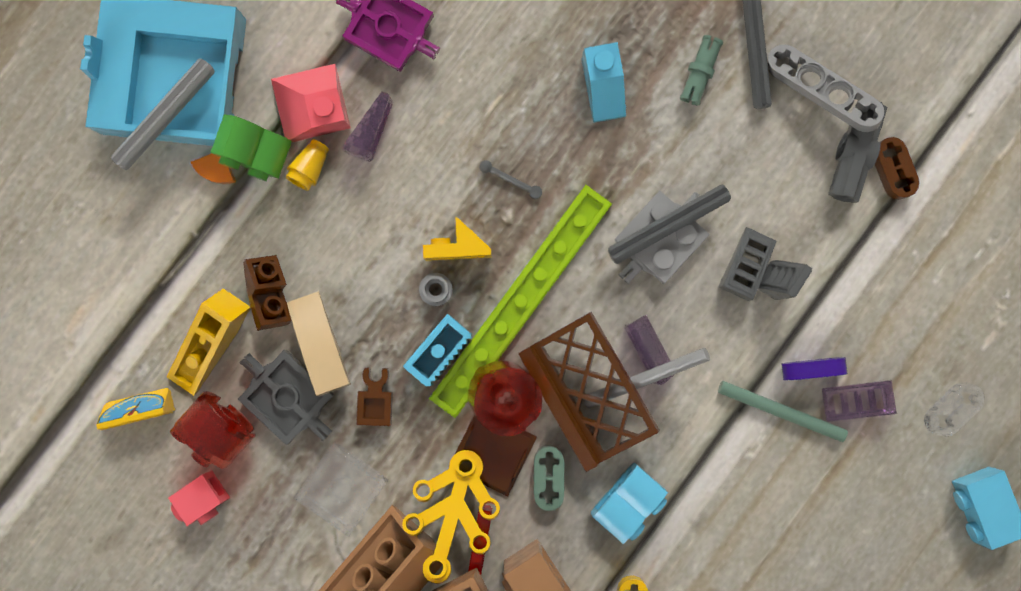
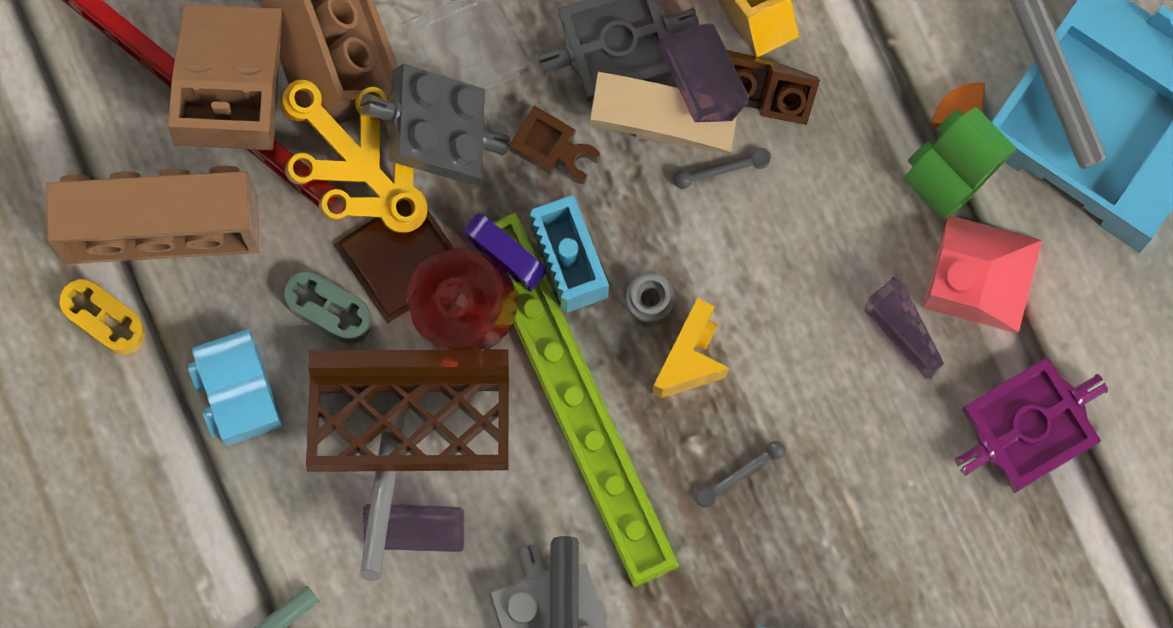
camera: 120 degrees right, 10 degrees down
(280, 330) = (704, 74): none -> clear purple slope
(307, 165) = (900, 224): yellow cone -> none
(313, 273) = (759, 159): none -> dark grey hinge
(404, 477) = (436, 124): none -> dark grey plate
(459, 390) = (504, 251): none -> dark purple beam

